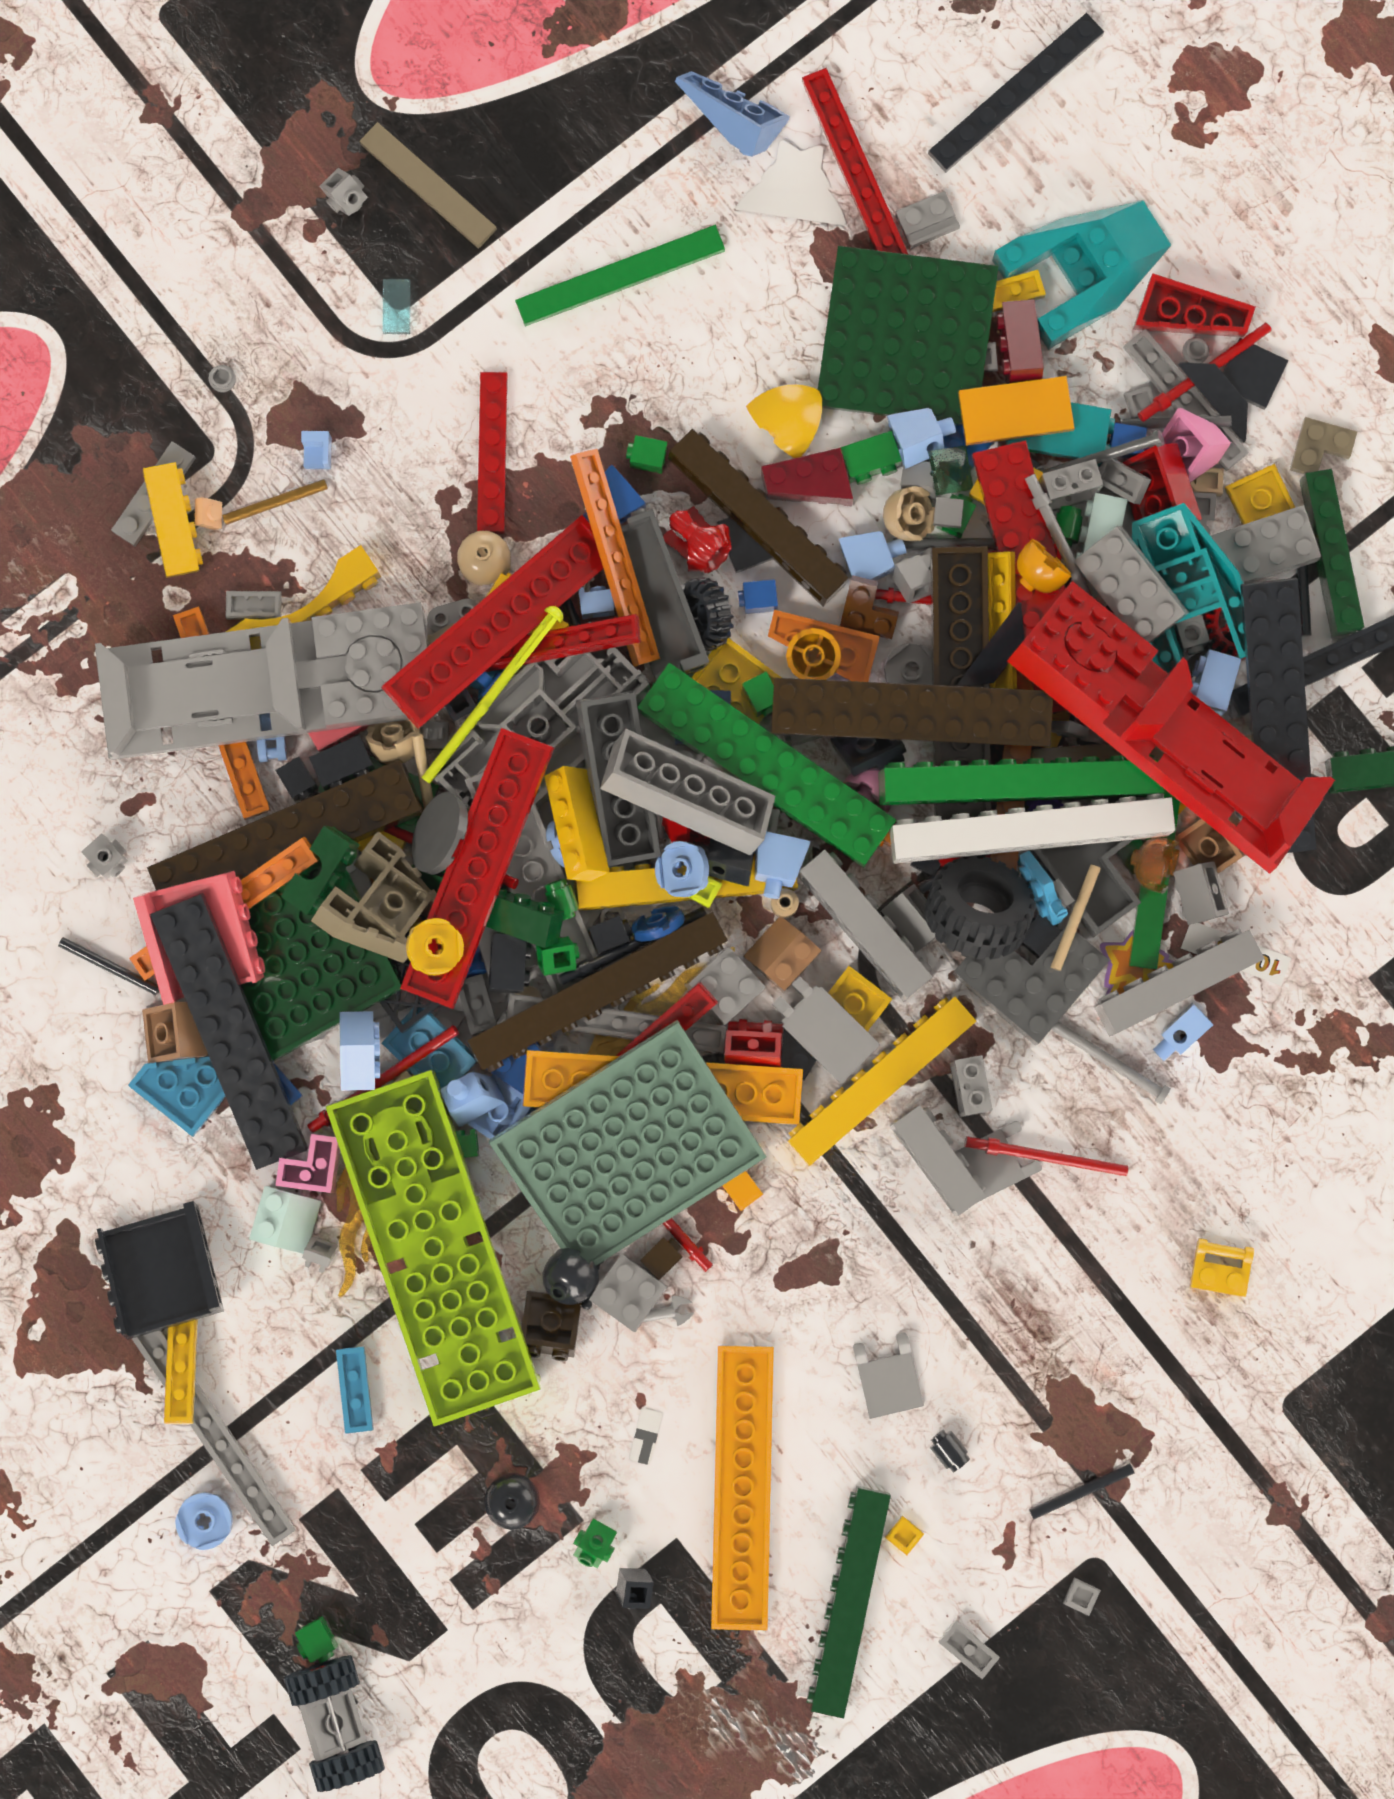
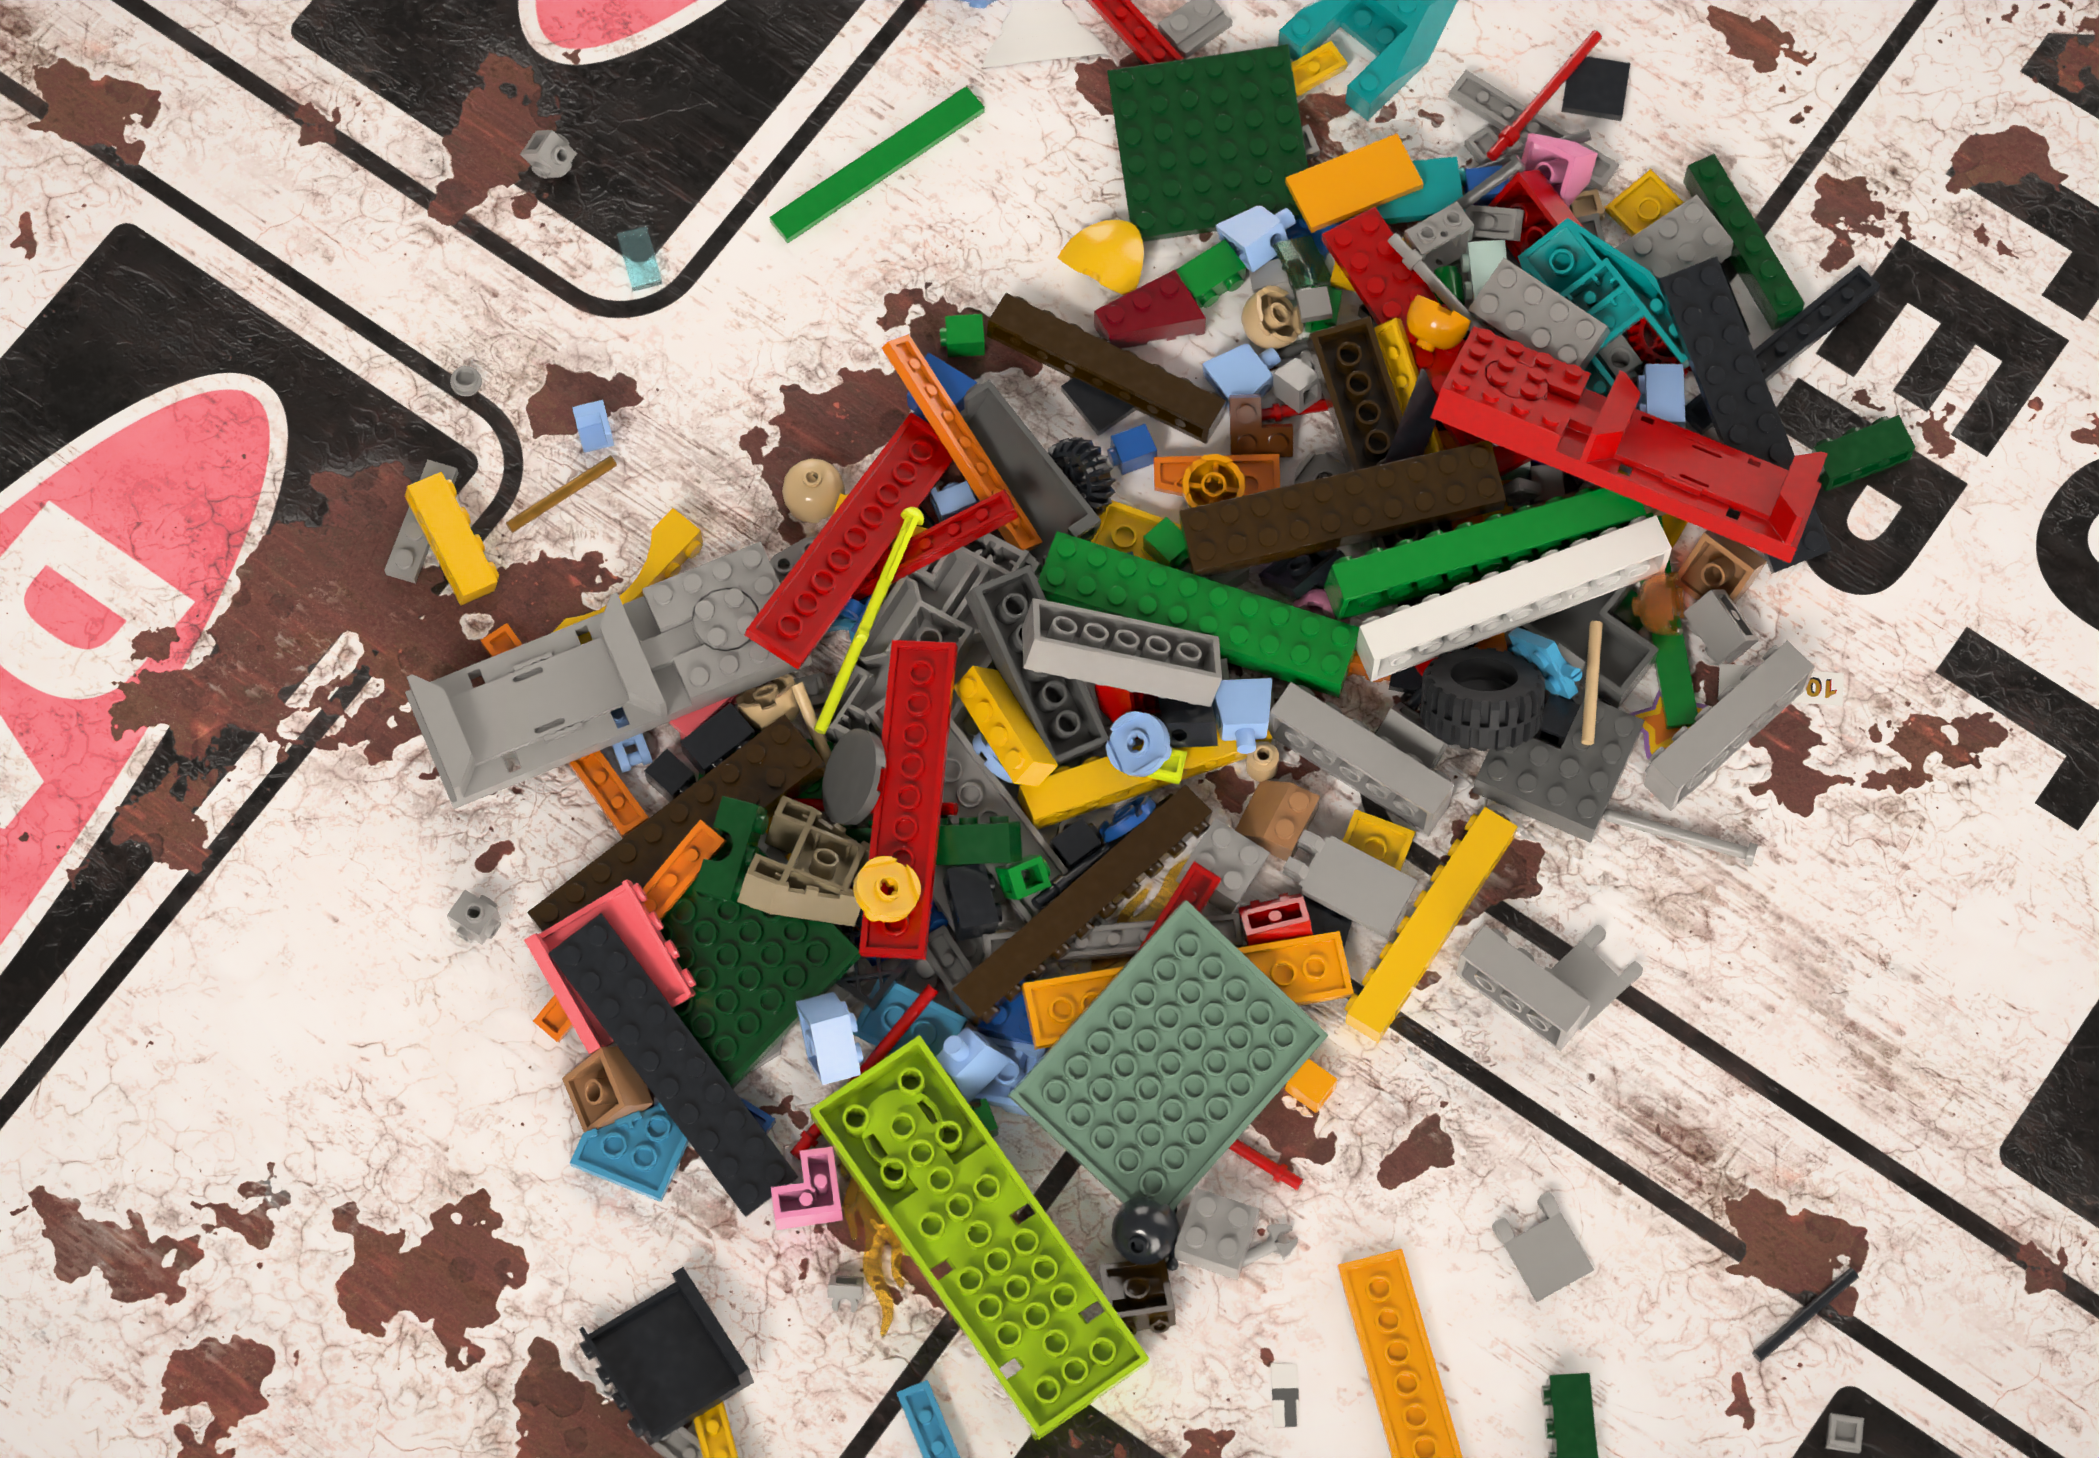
camera: 15 degrees left, 15 degrees down
(109, 966) = (510, 1040): black bar -> none
(208, 513) = (490, 523): light nougat plate -> none
(253, 605) = (566, 604): light grey plate -> none
(285, 1219) = (794, 1263): light aqua slope -> none
(428, 185) = (638, 127): dark tan tile -> none
(460, 707) = (832, 649): black brick -> none
(492, 452) = (789, 378): red plate -> none
(562, 897) = (1013, 806): green brick -> none
(662, 1257) = (1244, 1182): dark brown brick -> none
(705, 544) = (1059, 407): red piece -> none
(904, 1535) = (1619, 1421): yellow tile -> none
(949, 1450) = (1640, 1308): black brick -> none
(975, 1097) = (1532, 885): light grey window -> none
(994, 1146) = (1581, 958): red bar -> none
(1020, 341) = (1335, 114): wedge -> none
(1191, 310) = (1509, 38): red wedge -> none
(1192, 1022) = (1756, 766): light blue torso -> none
(1195, 350) = (1527, 79): light grey plate -> none
(1219, 393) = (1567, 112): black sticker -> none
(1221, 1277) = (1883, 1034): yellow plate -> none
(1320, 438) = (1689, 133): dark tan plate -> none

